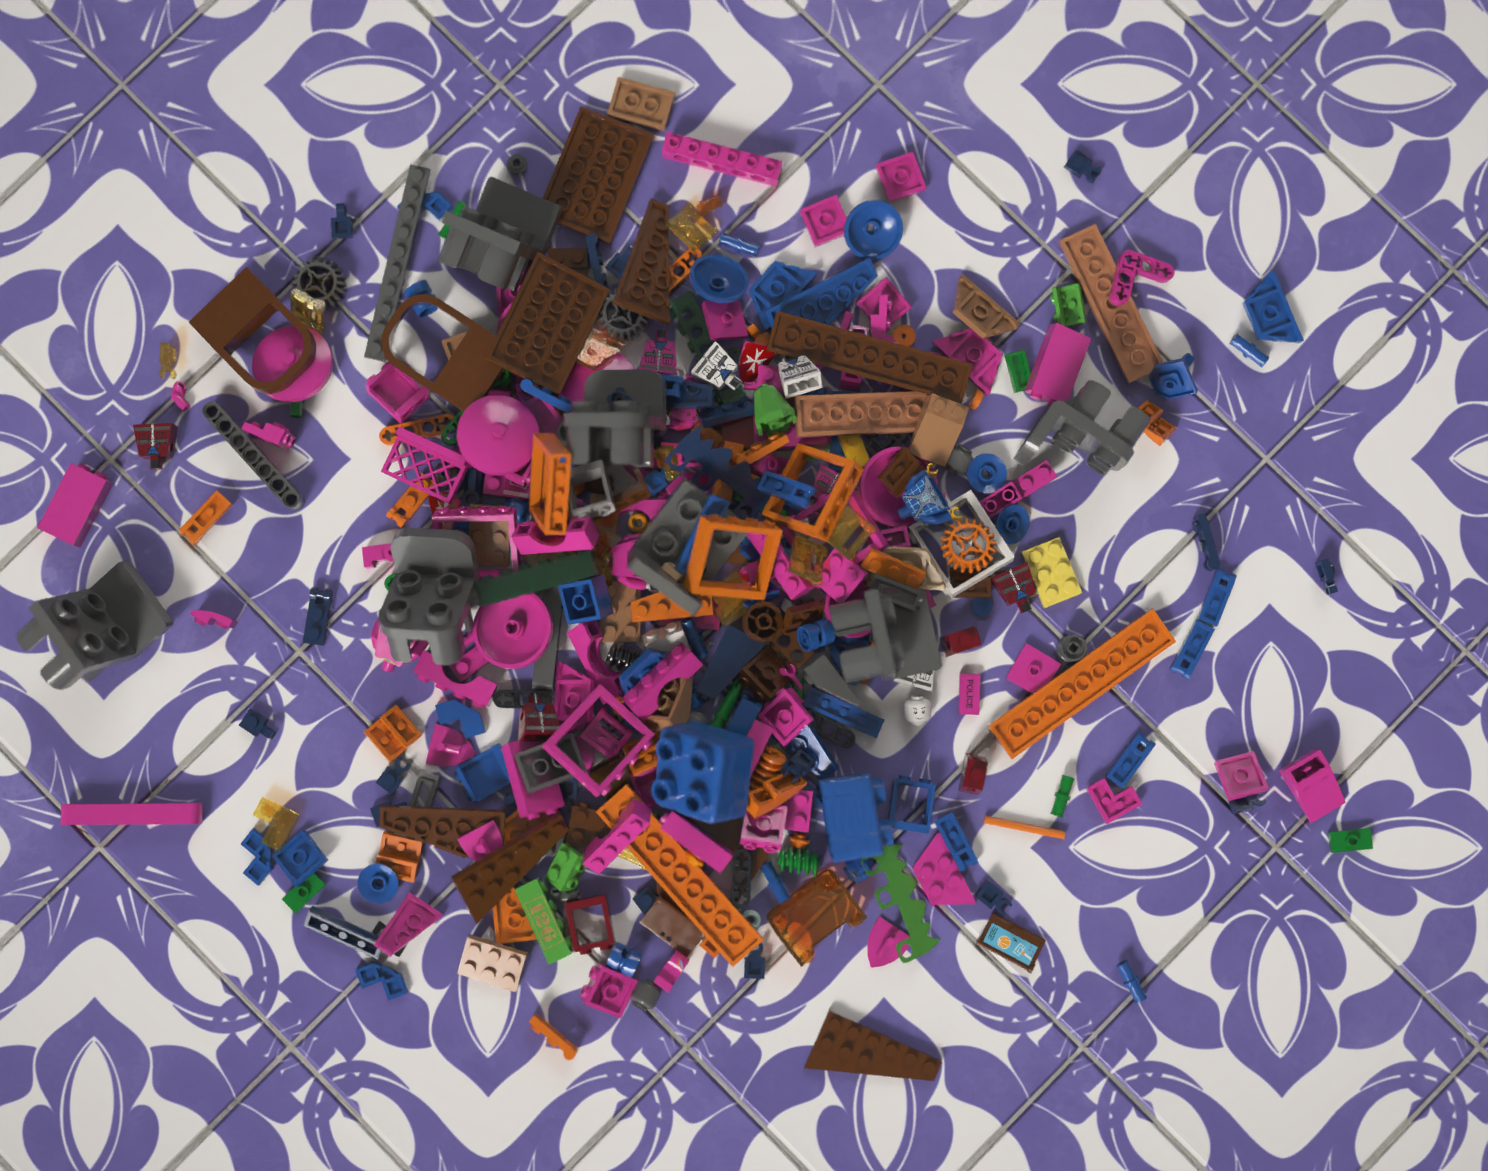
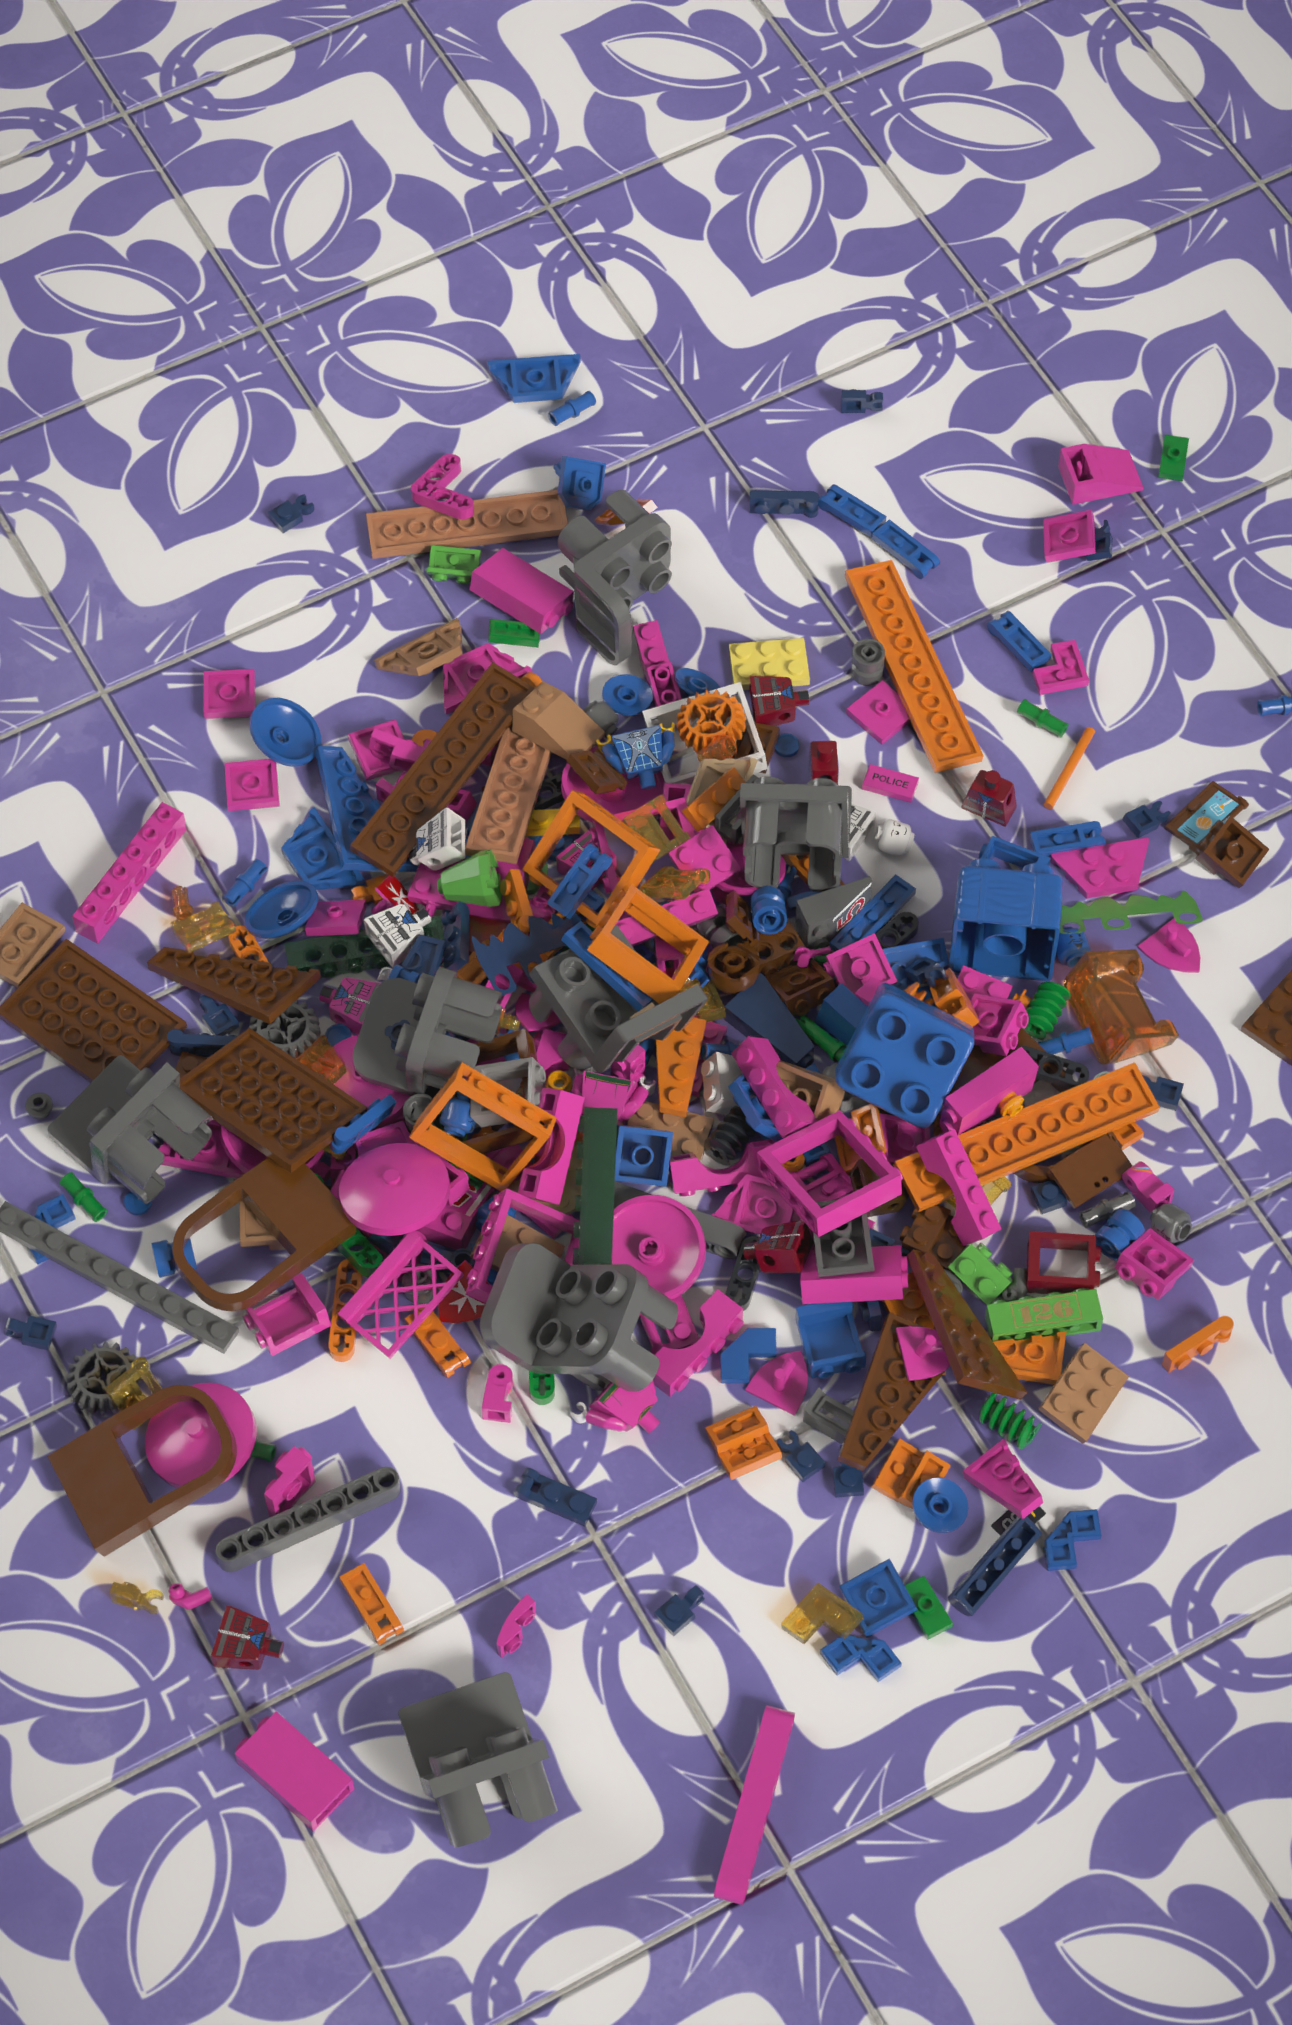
camera: 75 degrees left, 25 degrees down
(454, 917) = (1008, 1421): none -> green piece
(634, 353) = (337, 1033): none -> blue piece
(646, 945) = (1106, 1209): none -> dark grey pin
(942, 558) = (719, 749): none -> clear orange cone
(980, 969) = (1231, 851): none -> reddish brown plate

